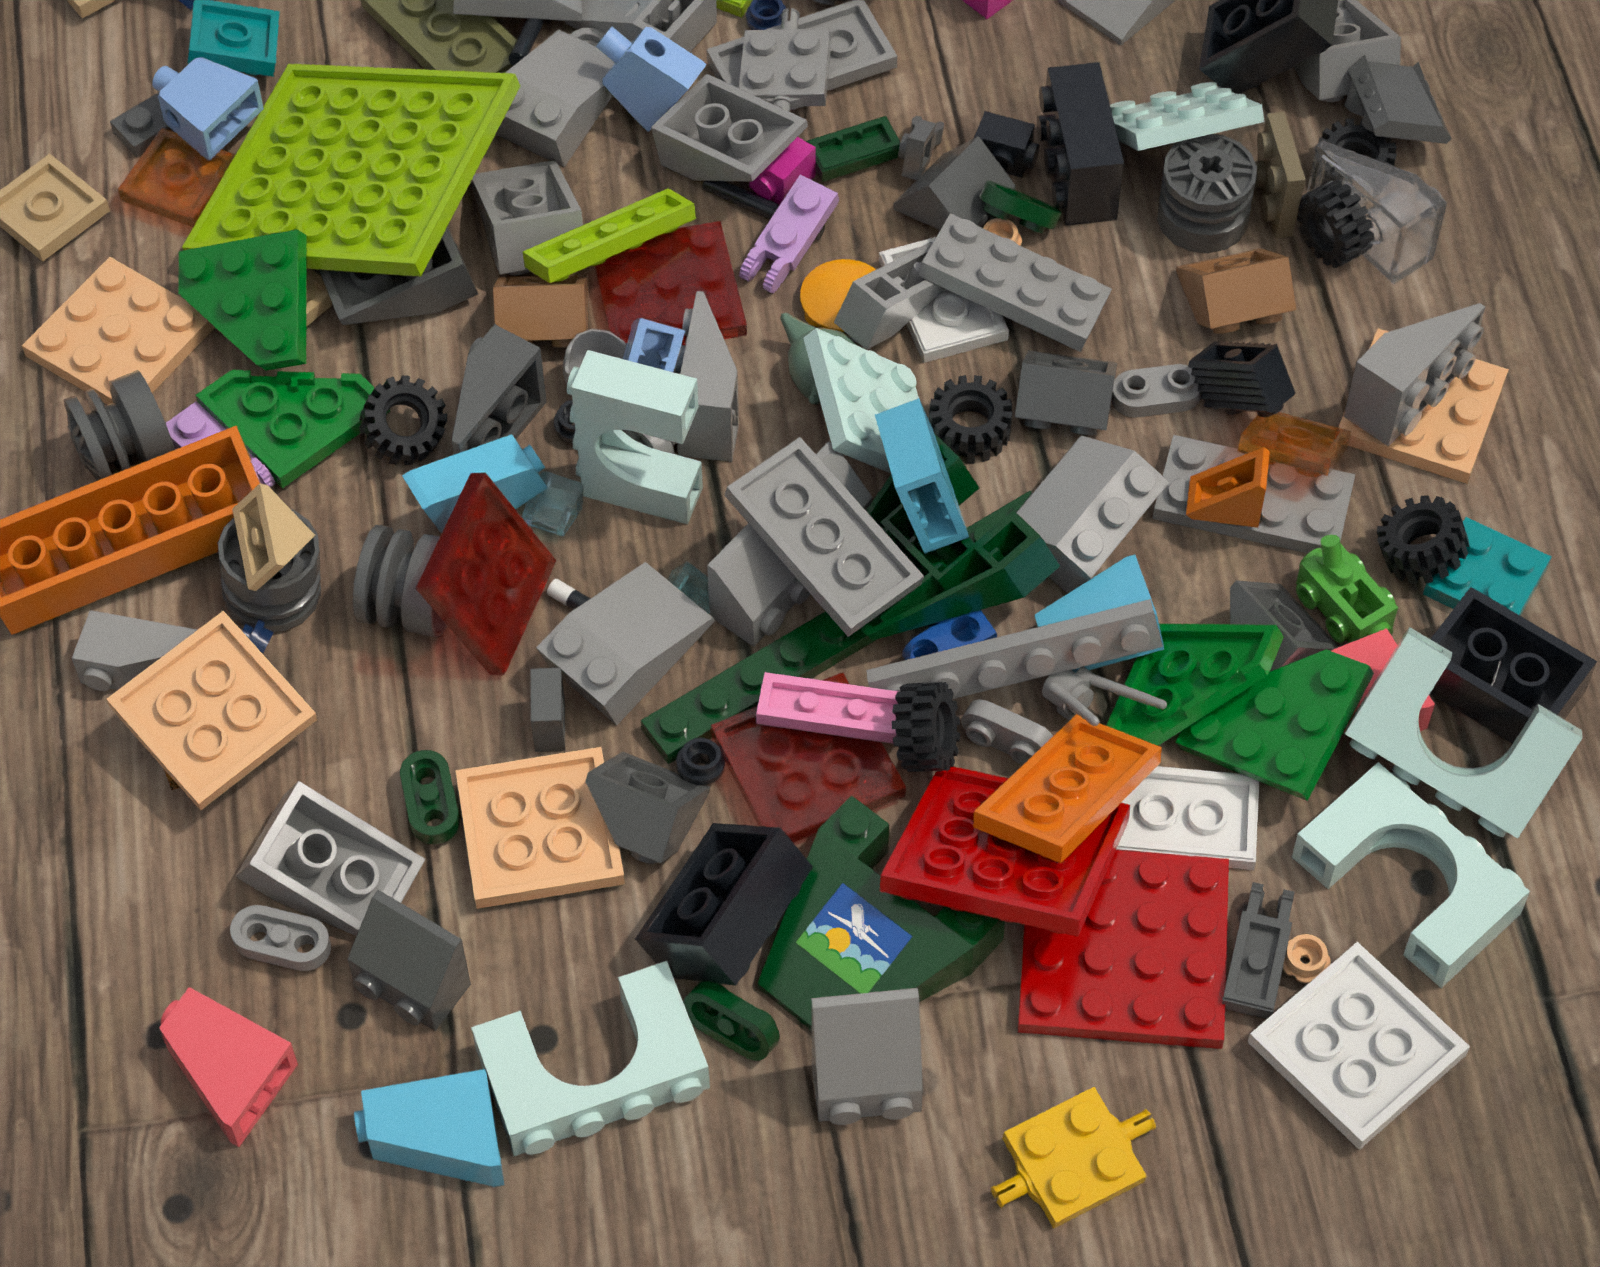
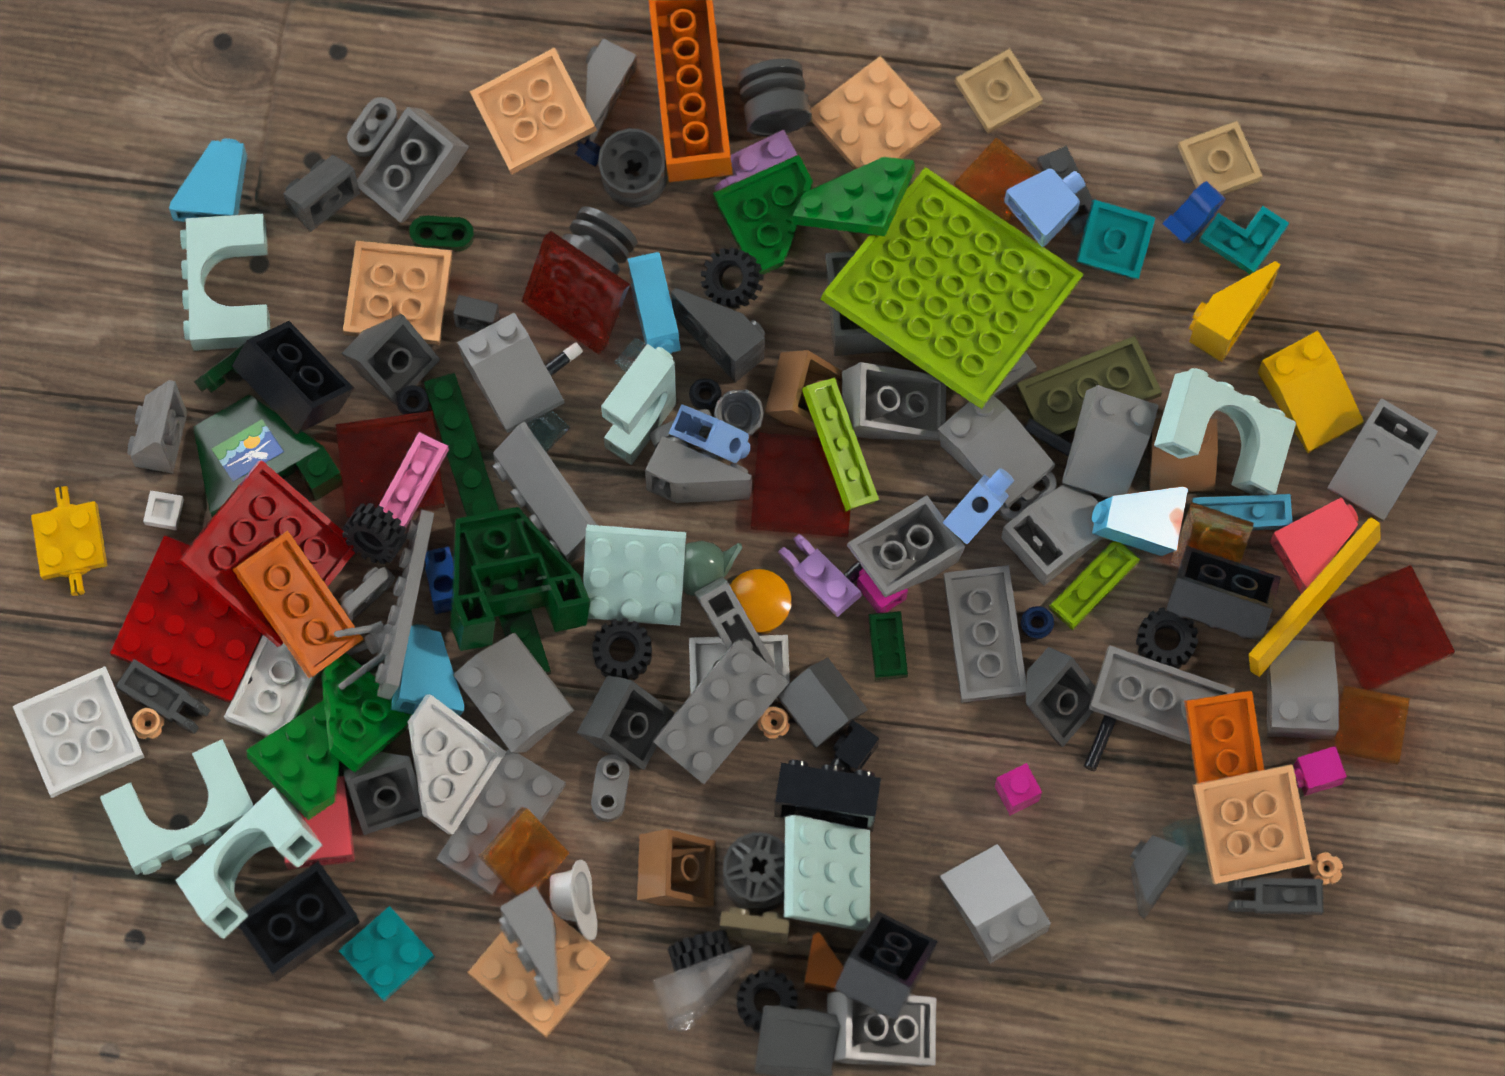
camera: 105 degrees right, 15 degrees up
(227, 1060) = (299, 78): coral slope -> none
(267, 534) = (627, 158): tan slope -> none
(787, 64) = (966, 610): light grey plate -> none
(824, 536) = (519, 497): light grey plate -> none
(918, 146) = (869, 687): dark grey plate -> none
(921, 476) = (548, 571): medium azure slope -> none
(981, 1036) = (163, 510): none -> white plate
(1034, 213) = (789, 736): dark green plate -> none
(1208, 556) = (450, 762): none -> white plate
(1230, 490) = (491, 790): orange slope -> none
(1242, 377) = (581, 832): black brick -> none
(1299, 102) = (822, 966): none -> dark orange slope
(1325, 381) = (573, 898): none -> white piece
(1344, 592) = (403, 843): bright green brick -> none
(1428, 557) = (411, 926): black tyre -> none

